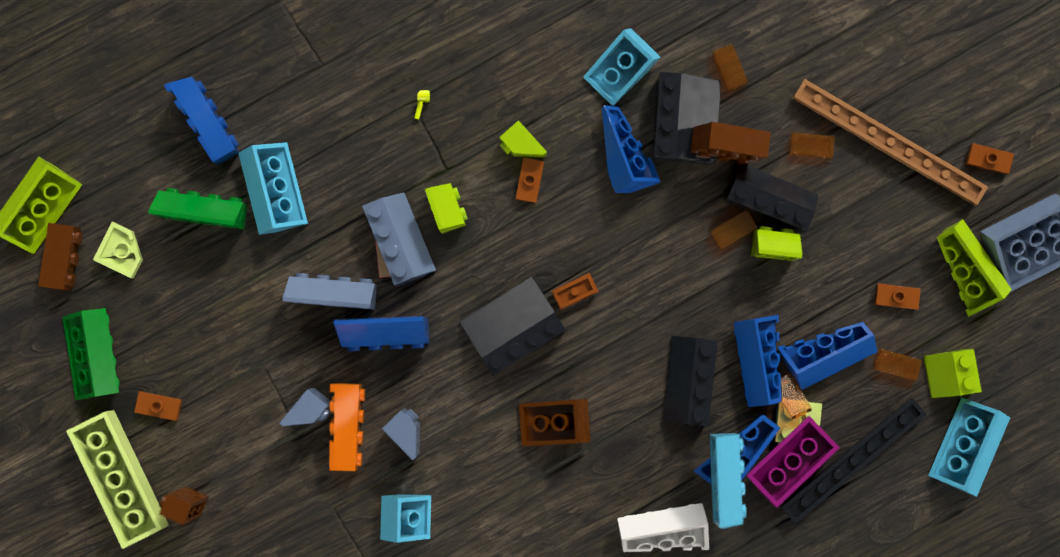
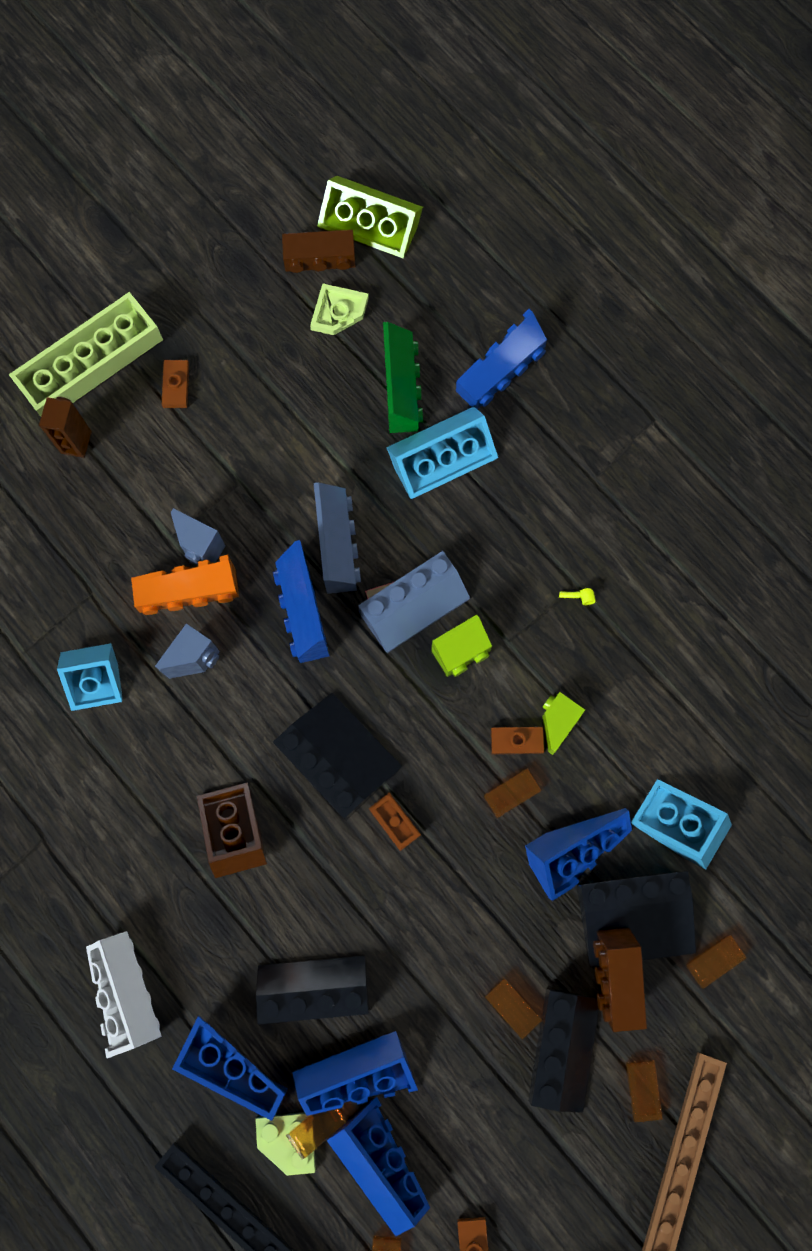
camera: 80 degrees right, 10 degrees down
(90, 354) = (219, 303): green slope -> none
(570, 193) = (512, 793): none -> clear orange tile
(726, 479) = (191, 1061): medium azure slope -> none
(776, 245) = (505, 1068): lime slope -> none
(792, 461) = (232, 1147): magenta slope -> none

